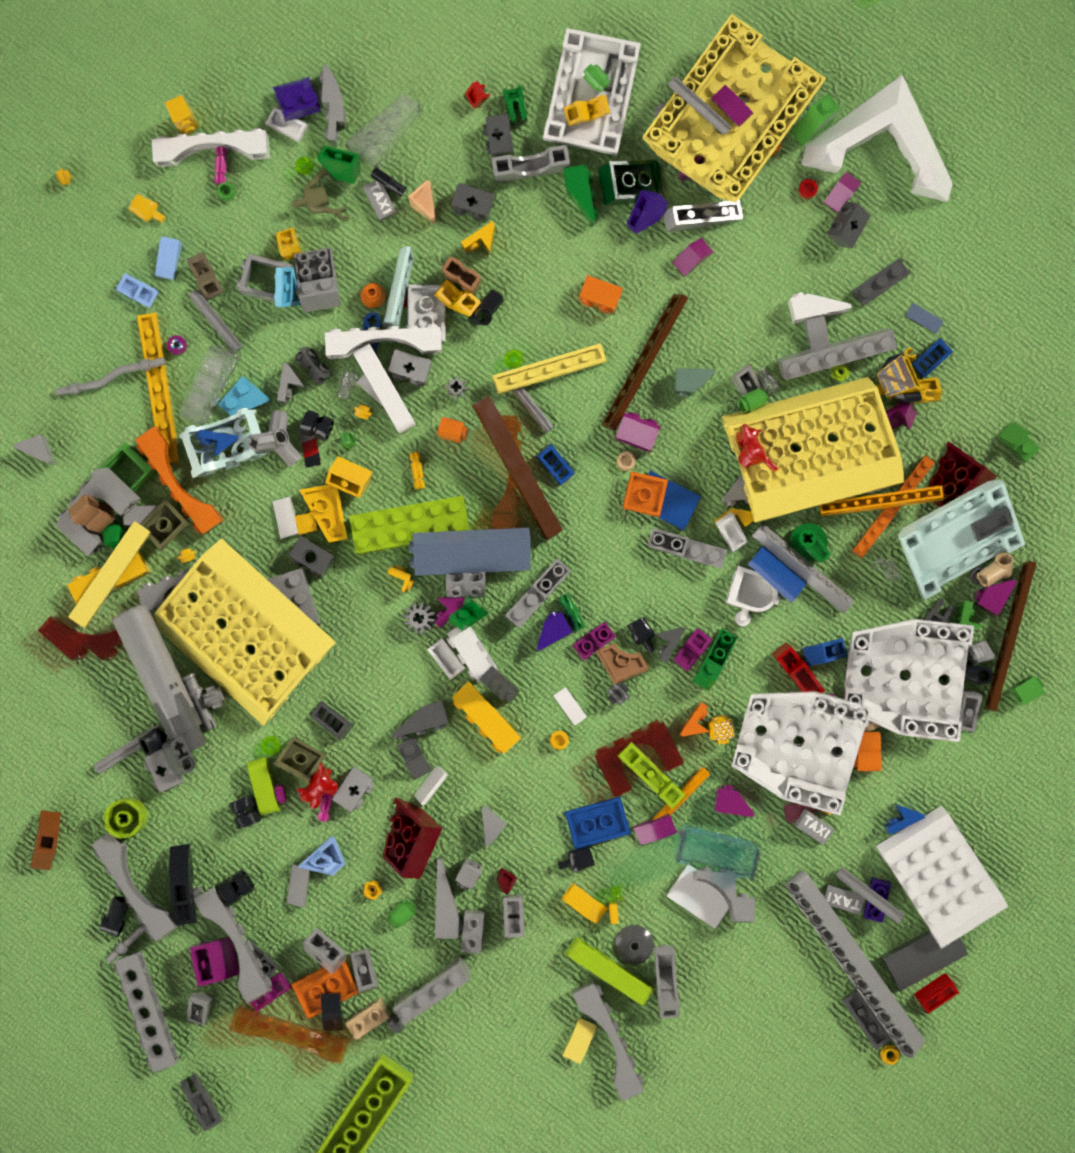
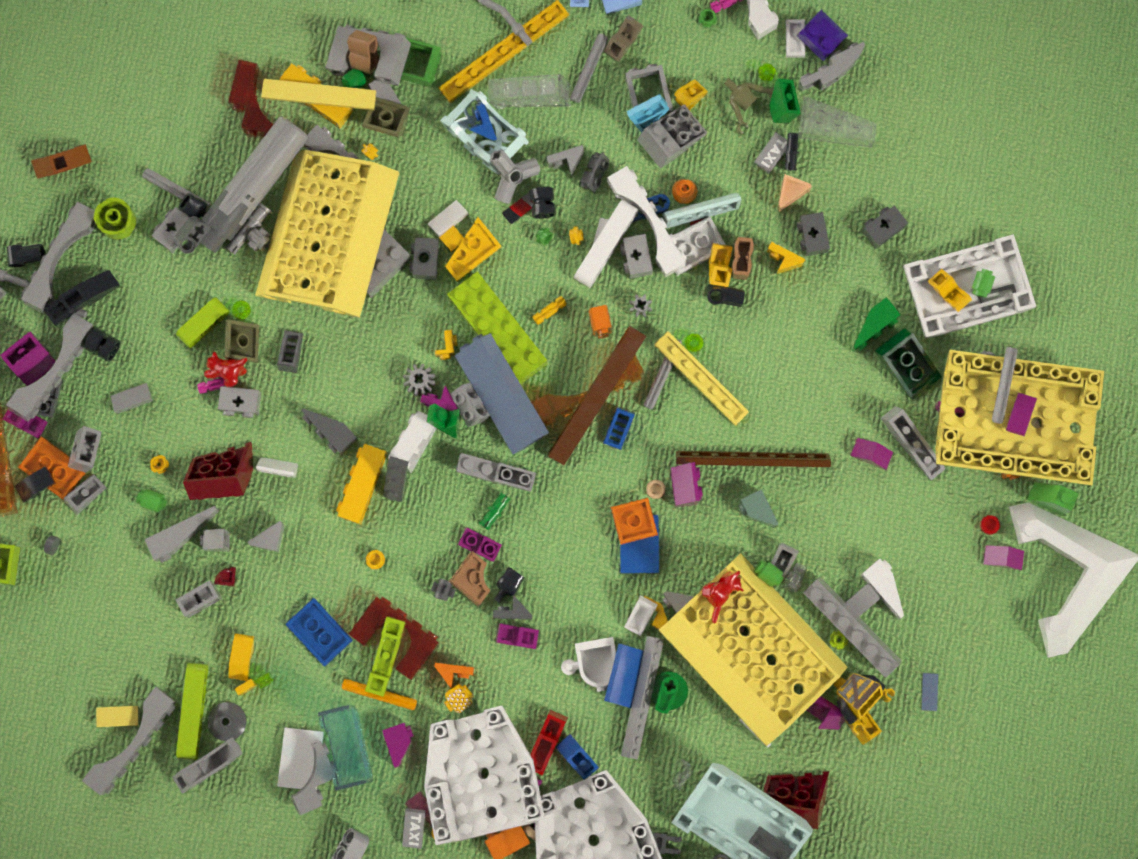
camera: 60 degrees right, 5 degrees down
(156, 448) = (449, 76): orange arch -> none
(177, 345) = (550, 46): magenta tile -> none
(243, 396) = (535, 125): medium azure wing -> none
(245, 819) = (169, 324): black wheel -> none
(280, 794) = (203, 340): magenta tile -> none
(325, 859) = (165, 408): light blue slope -> none
(346, 384) = (594, 209): clear cone -> none
(349, 477) = (511, 253): yellow brick -> none
(368, 1018) = (44, 518): tan brick -> none
(414, 758) = (294, 440): dark grey slope -> none
(415, 1002) = (97, 560): light grey arch -> none
(446, 658) = (396, 422): white tile -> none
(473, 931) = (167, 570): light grey brick -> none
(476, 94) = (911, 187): red tile -> none
(512, 97) = (926, 219): green piece -> none
(547, 162) = (865, 256): light grey arch -> none
(553, 630) = (470, 503): dark purple slope -> none
(570, 706) = (410, 554): white sticker -> none
(578, 860) = (277, 631): black piece -> none
(600, 294) = (792, 388): orange brick -> none
(647, 211) = (889, 390): dark purple slope -> none
(655, 830) = (338, 686): magenta slope -> none
(687, 548) = (605, 583): light grey slope -> none
(715, 659) = (519, 660): green slope -> none
(848, 225) = (975, 577): dark grey brick -> none
(880, 282) = (940, 634): dark grey plate -> none
(882, 501) = (740, 737): light orange piece -> none
(887, 514) = (741, 751): orange piece -> none
(939, 342) = (913, 721): blue slope -> none
(1018, 441) = (862, 836): bright green slope -> none

